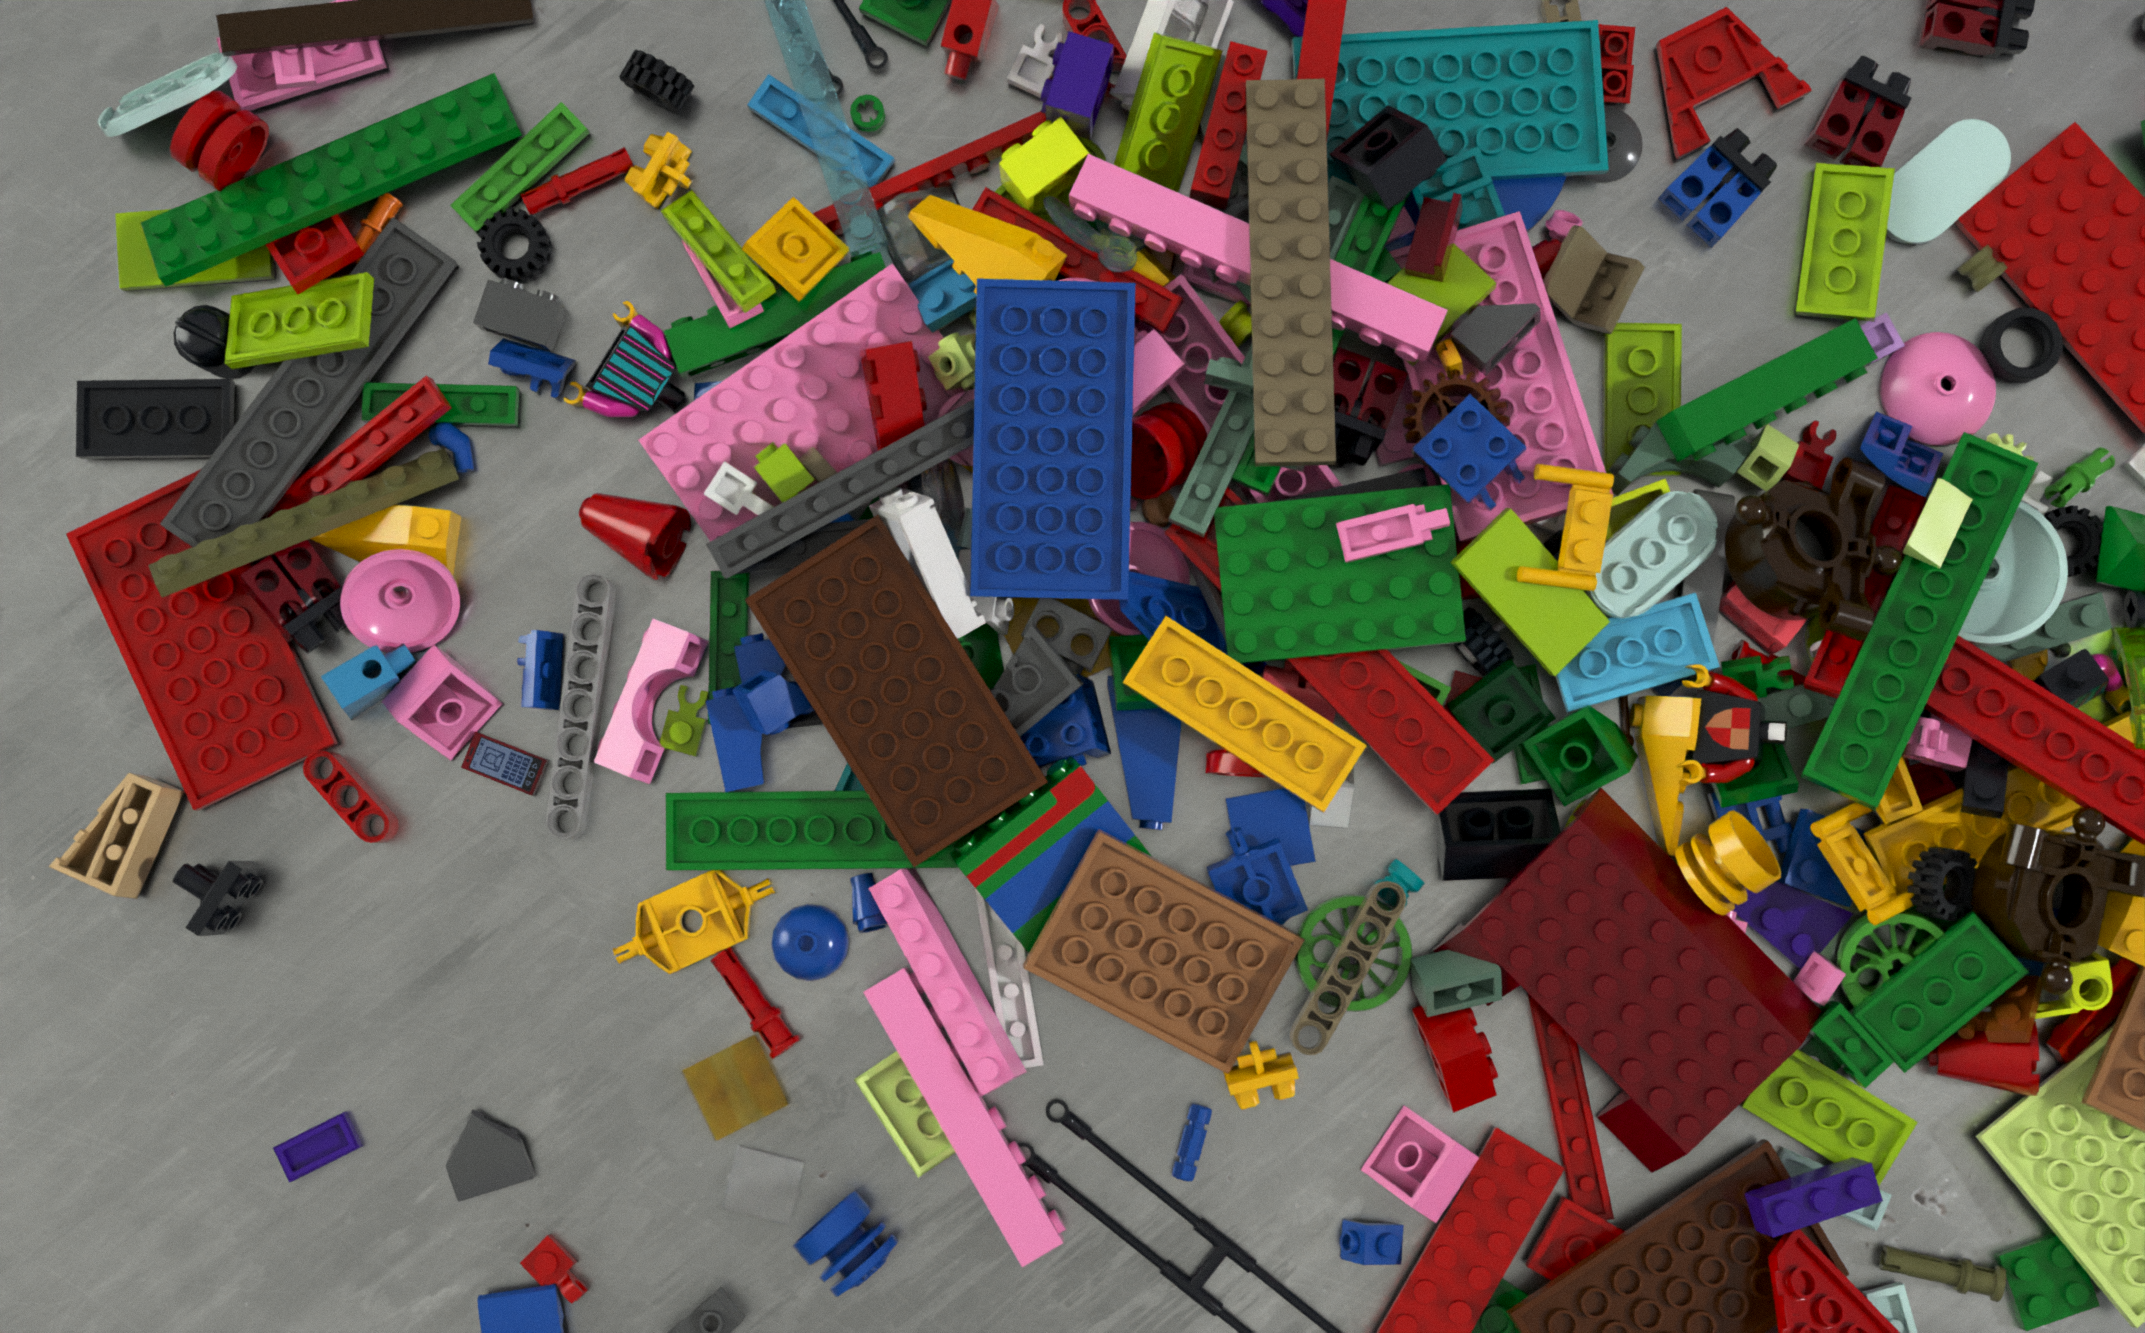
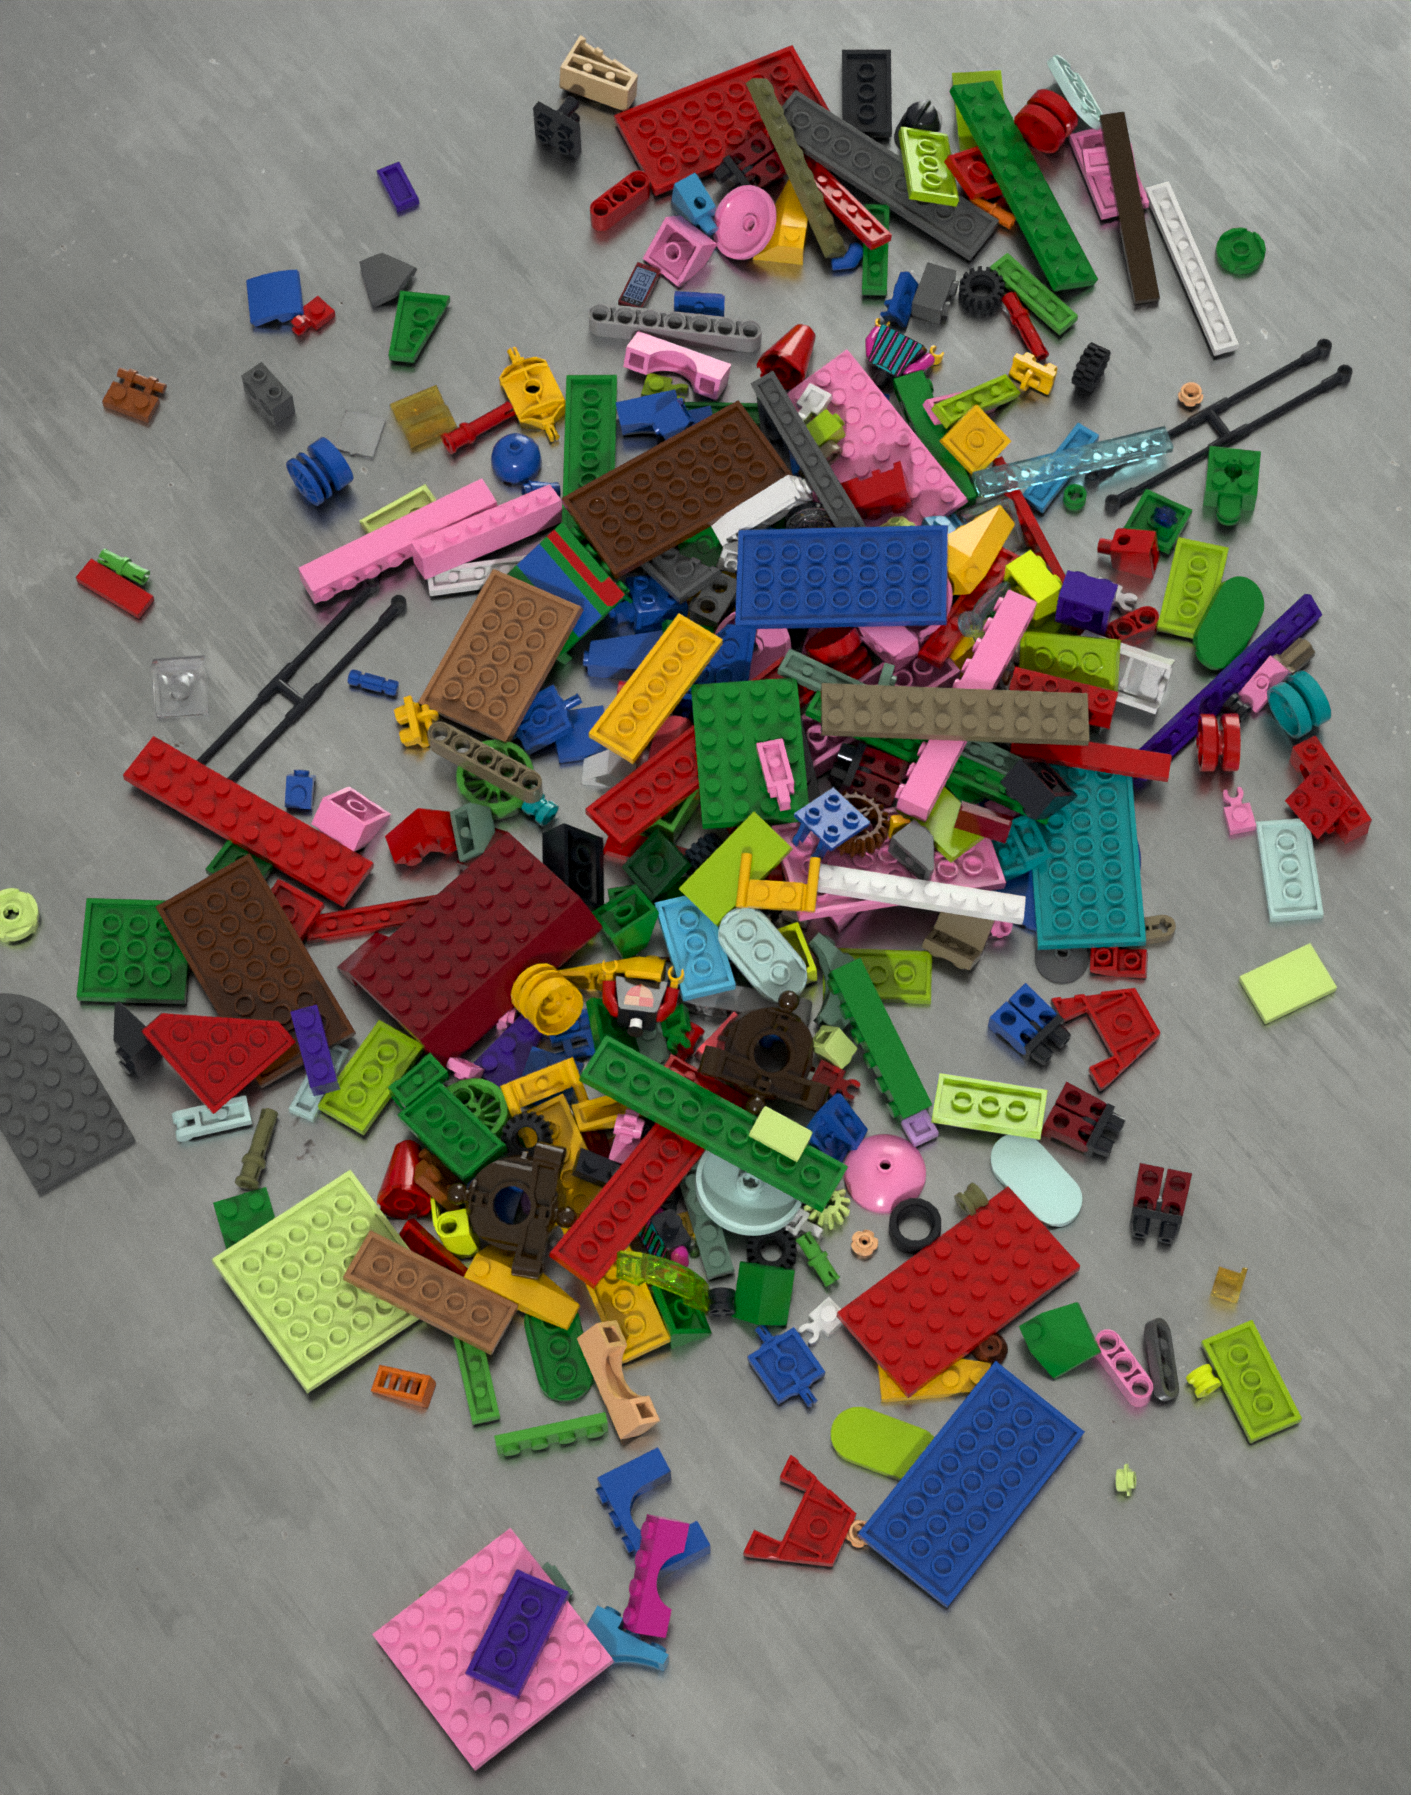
camera: 90 degrees right, 20 degrees down
(571, 1109) = (414, 322): none -> green wing
(1560, 327) = (921, 894): none -> white plate
(2039, 422) = (861, 1249): none -> light nougat plate

